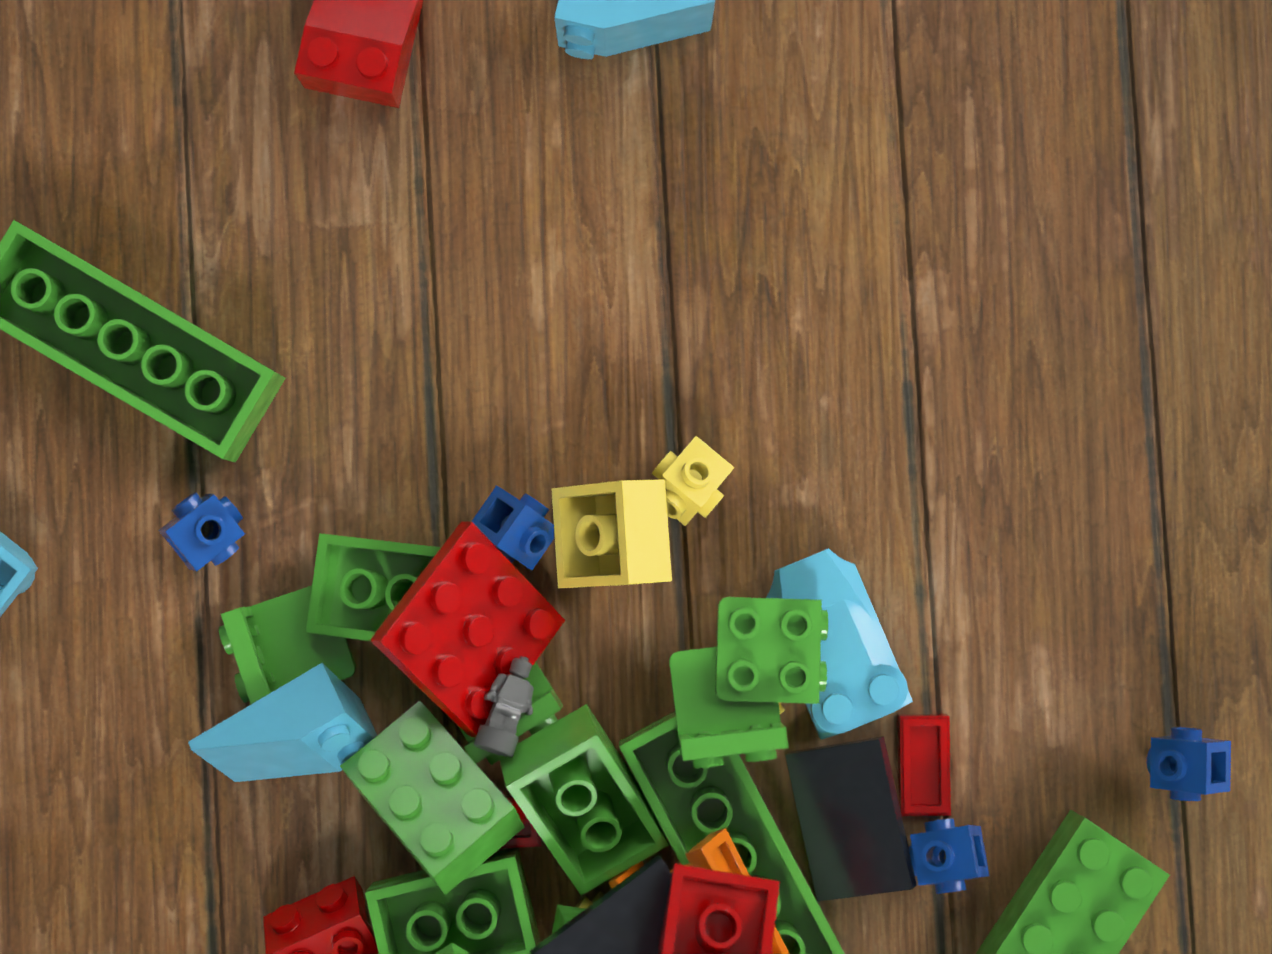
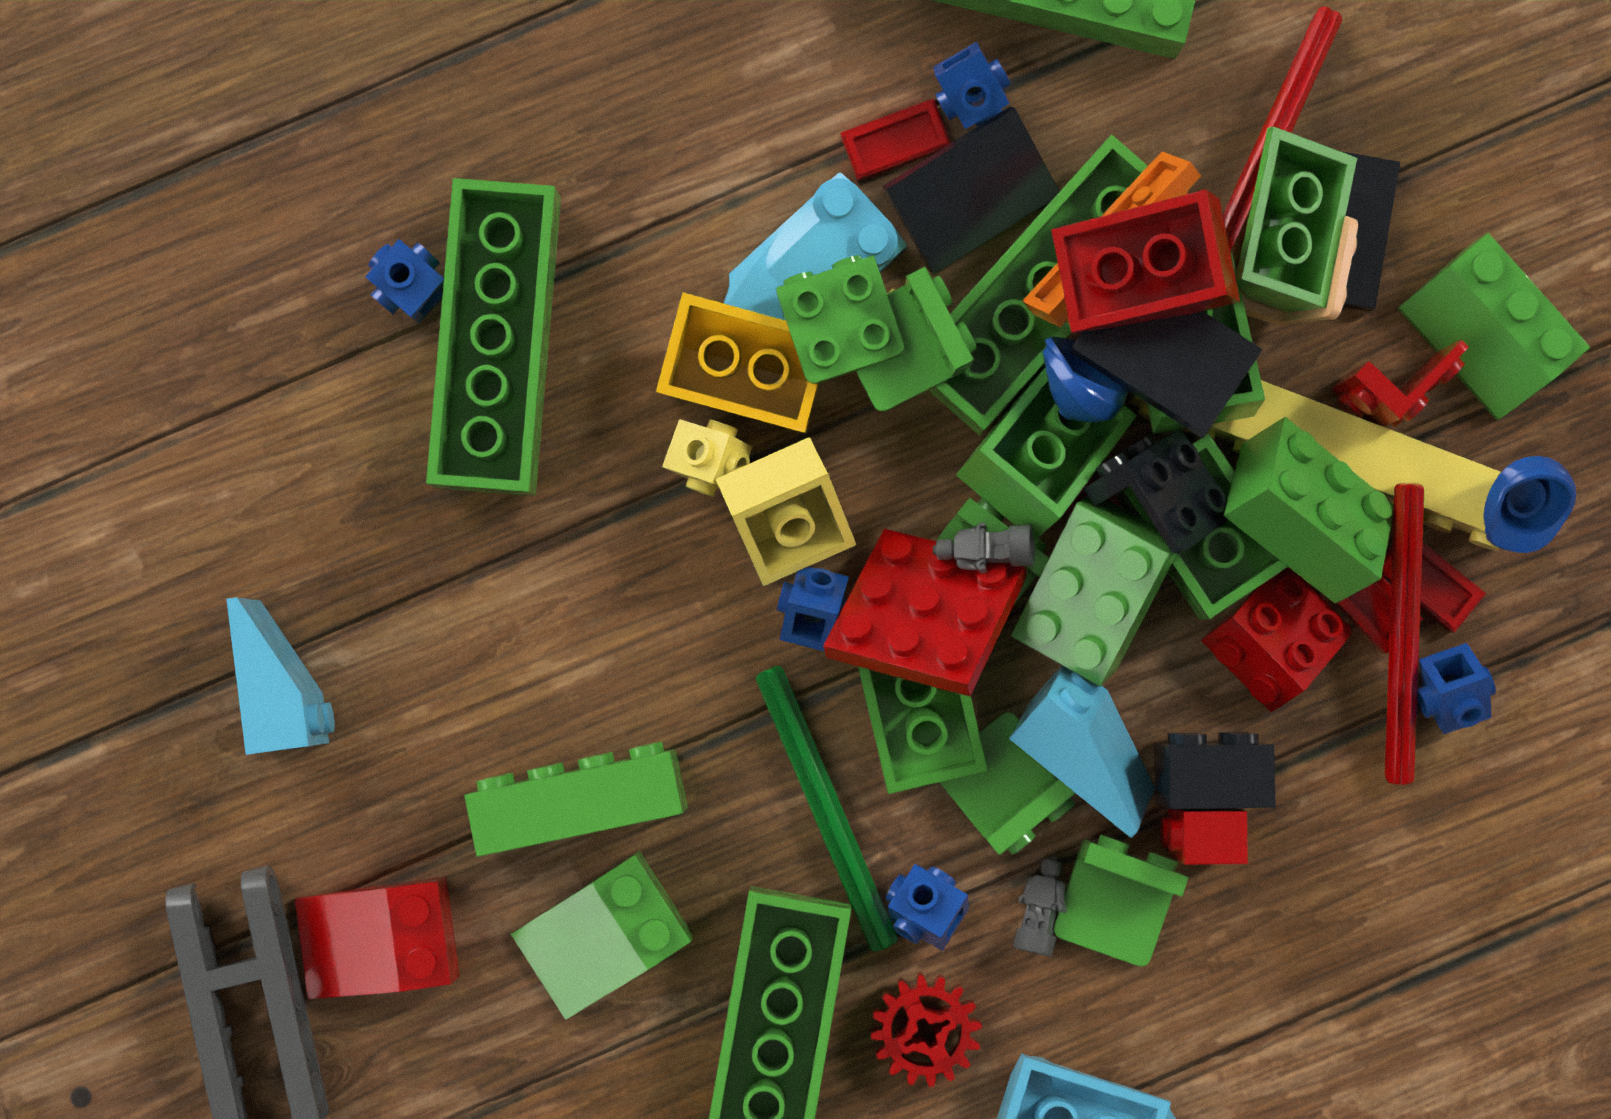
camera: 105 degrees left, 0 degrees up
(95, 508) = (903, 1040): none -> red gear
(144, 709) = (1118, 900): none -> bright green bracket
(169, 813) = (1205, 835): none -> red brick
(172, 641) = (1043, 898): none -> dark grey piece
(222, 842) = (1214, 774): none -> black brick
(290, 230) = (603, 935): none -> bright green slope
(329, 472) = (826, 809): none -> green axle
(417, 245) = (577, 801): none -> bright green brick
(500, 901) = (1170, 487): none -> black bracket
(623, 849) = (1079, 388): none -> blue hat
(765, 538) = (736, 364): none -> yellow slope
(873, 325) = (494, 337): none -> bright green brick
(940, 273) = (416, 294): none -> blue brick

